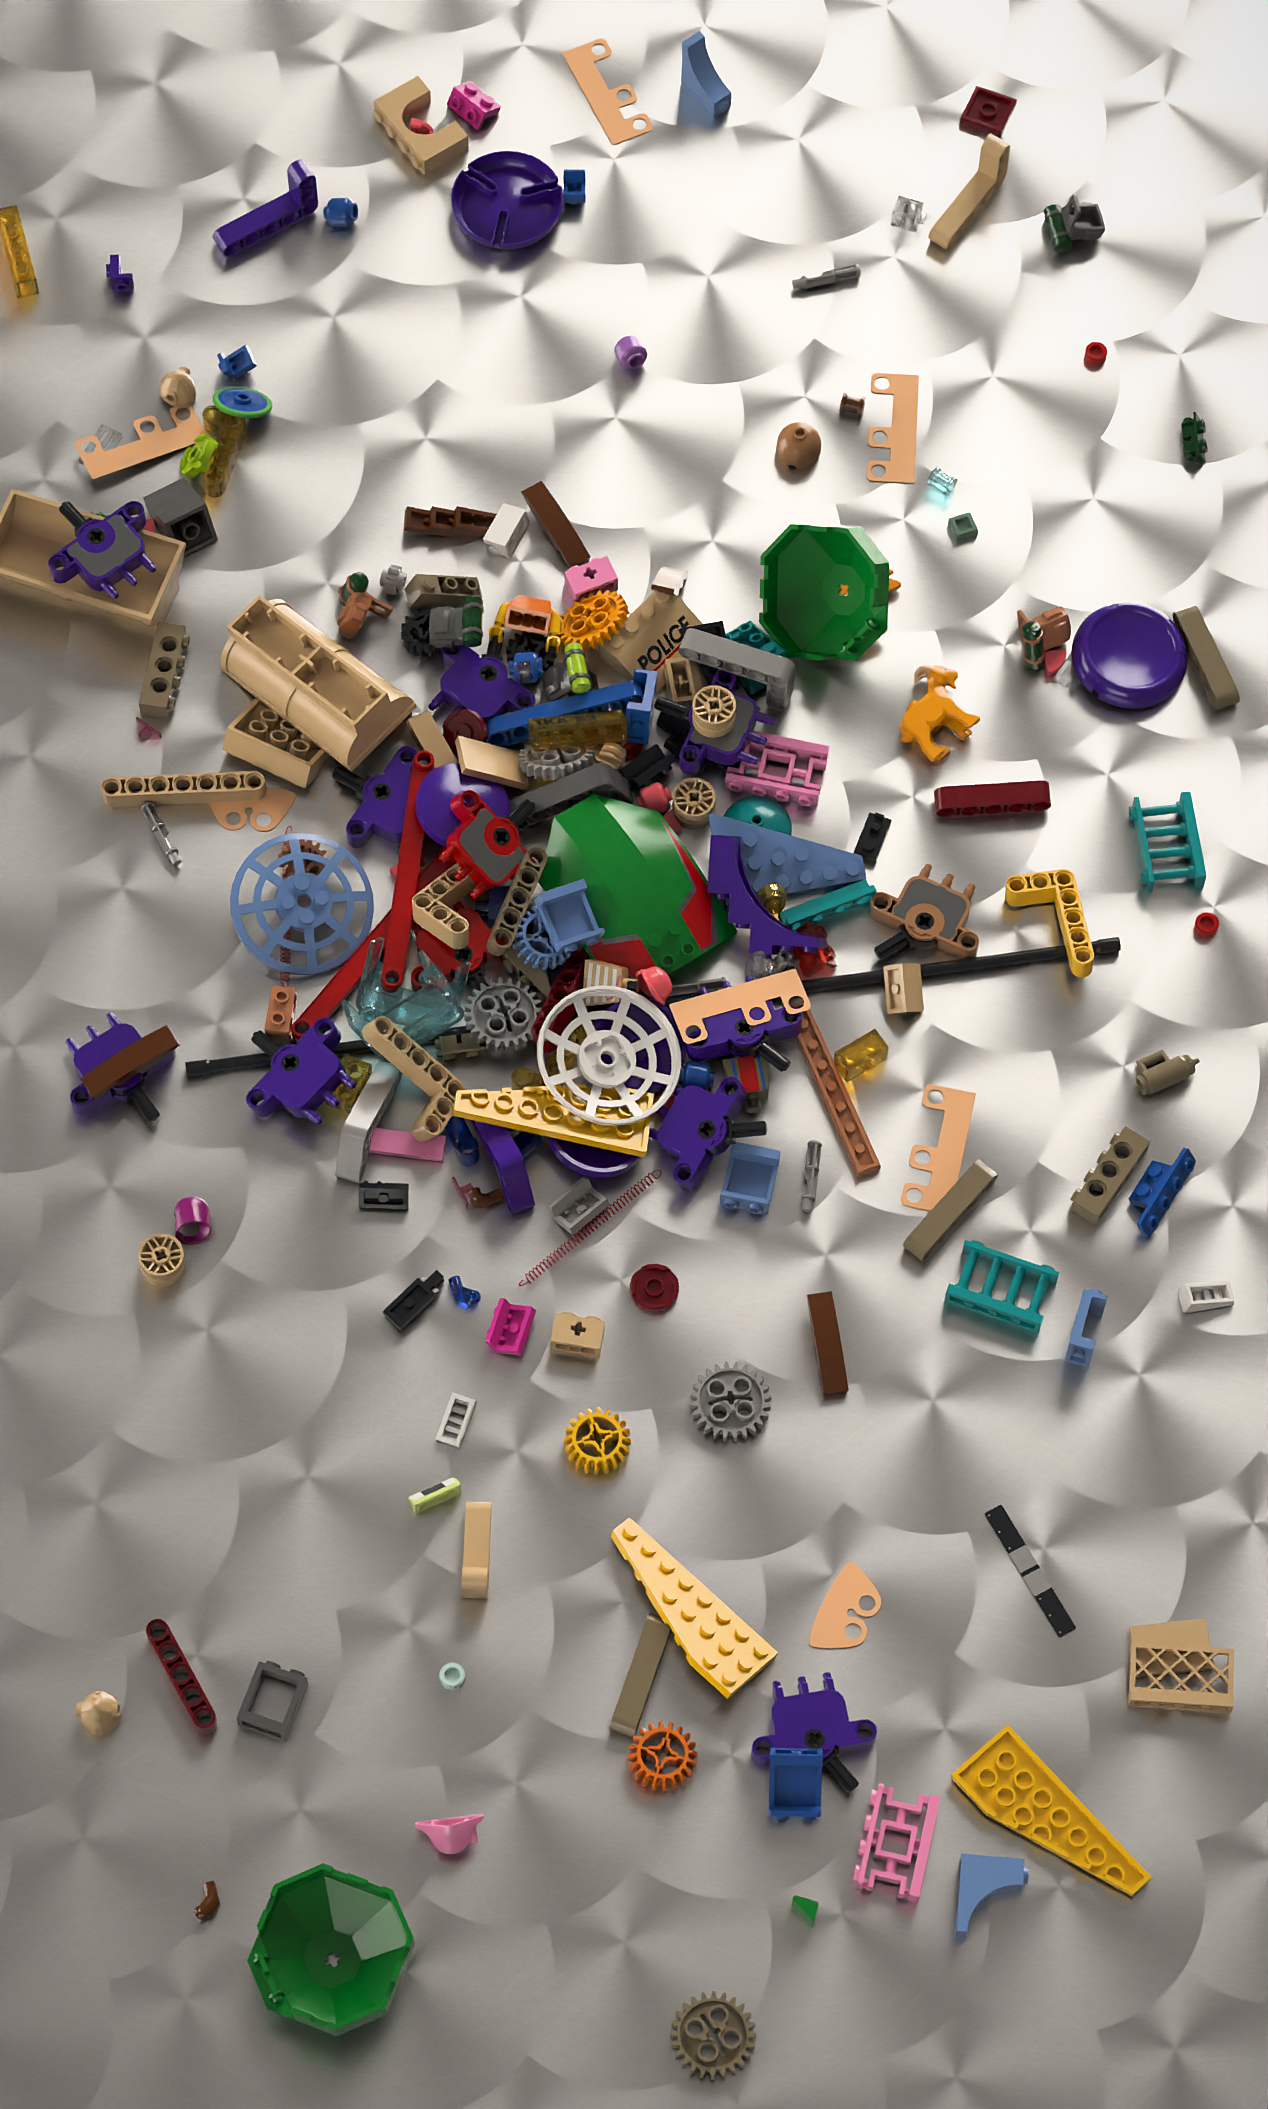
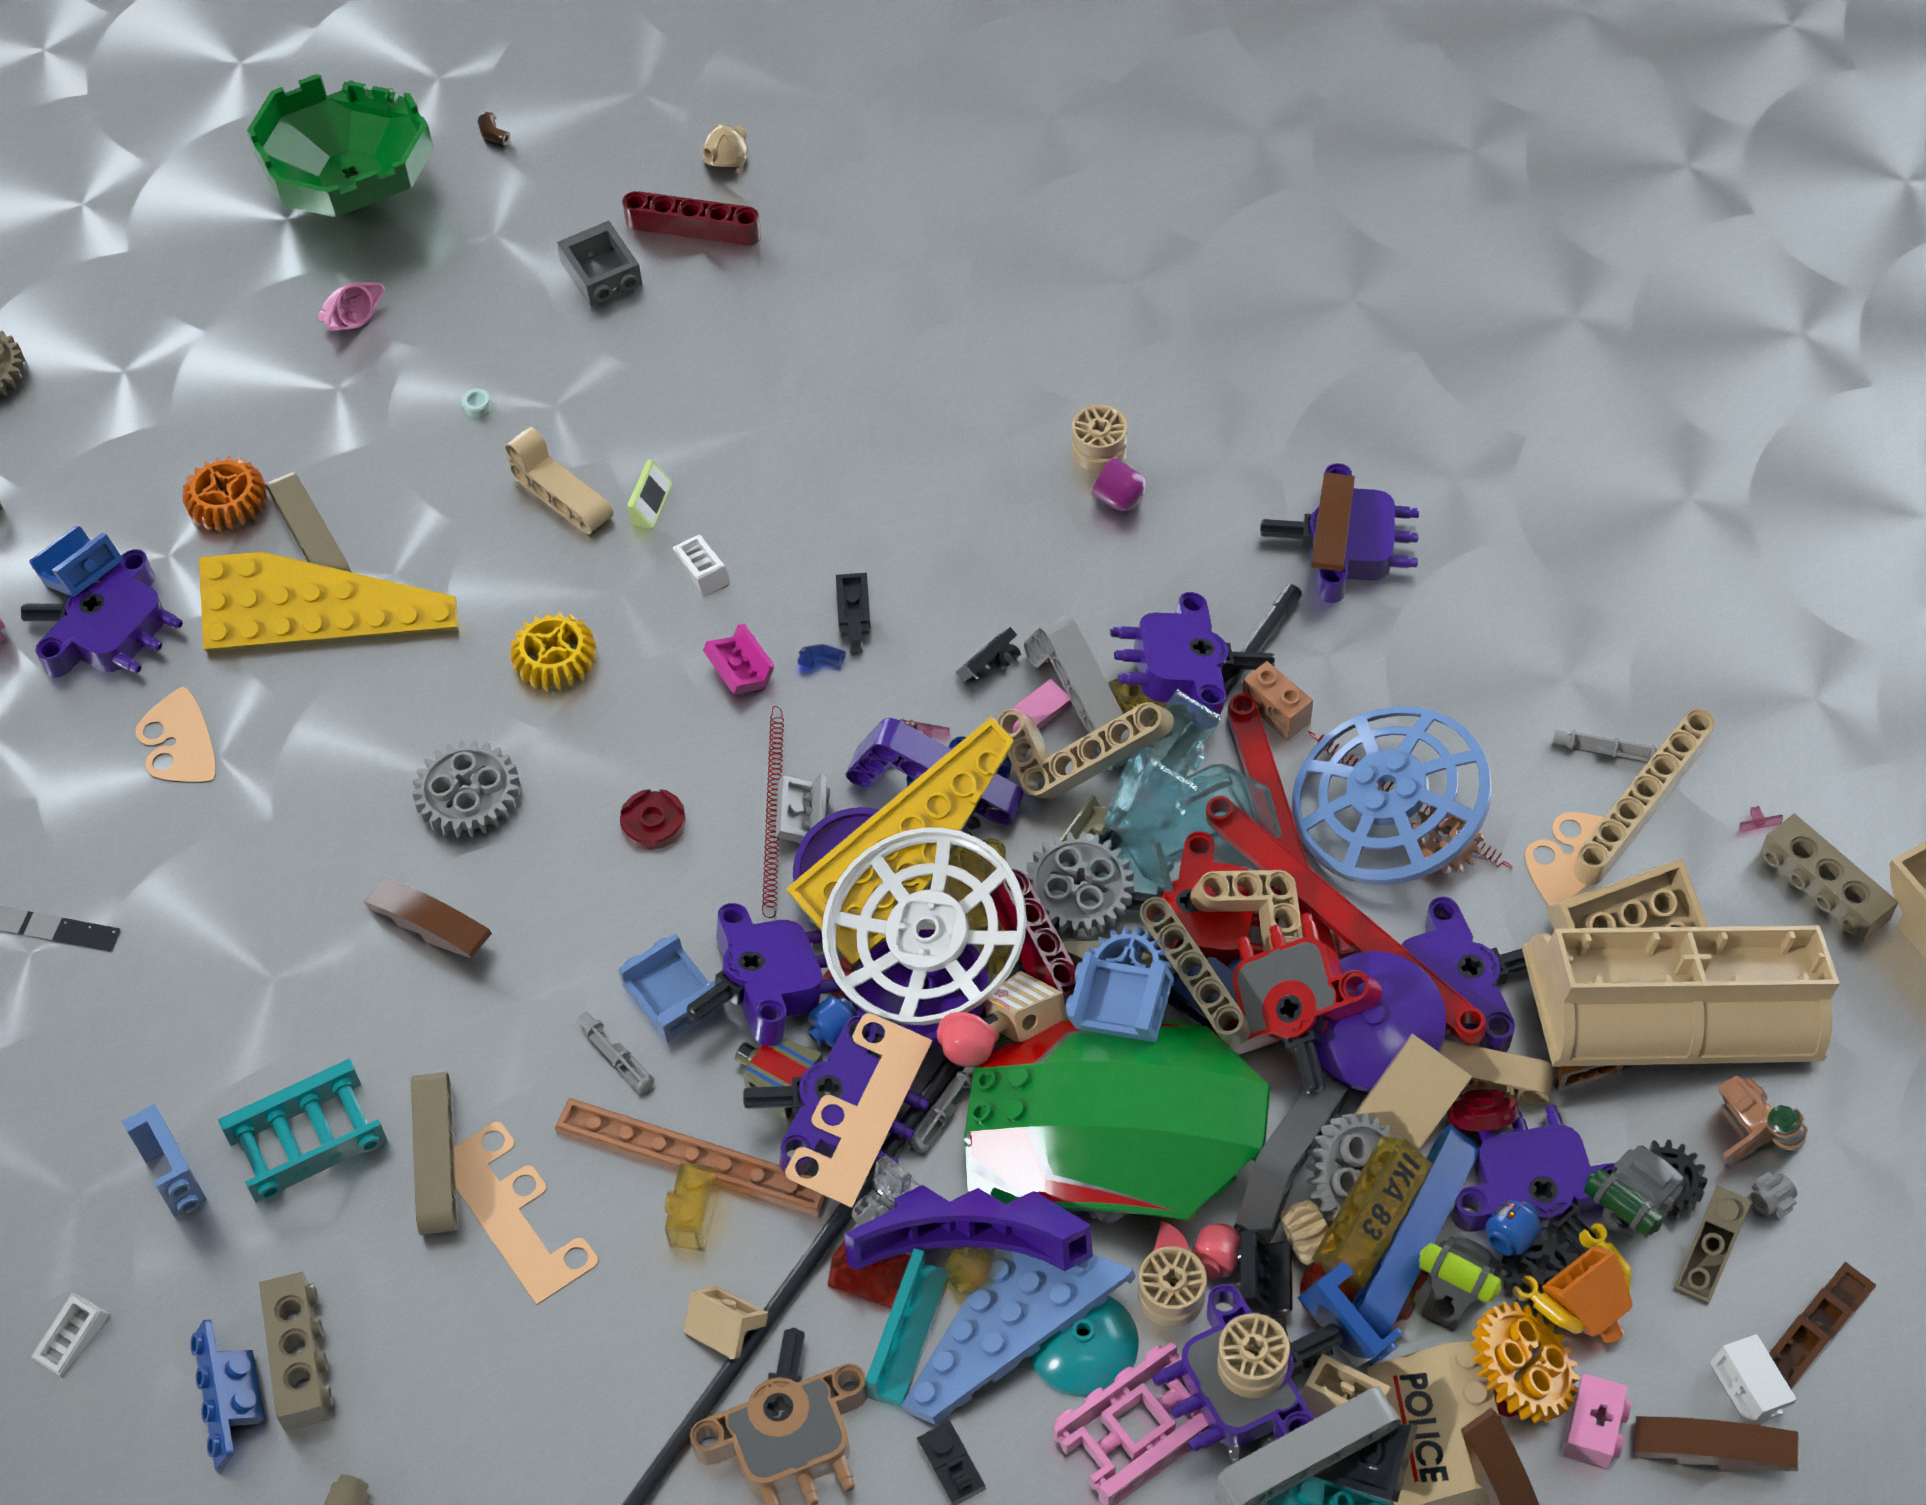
camera: 135 degrees right, 10 degrees down
(589, 1340) = (672, 711): tan brick -> none

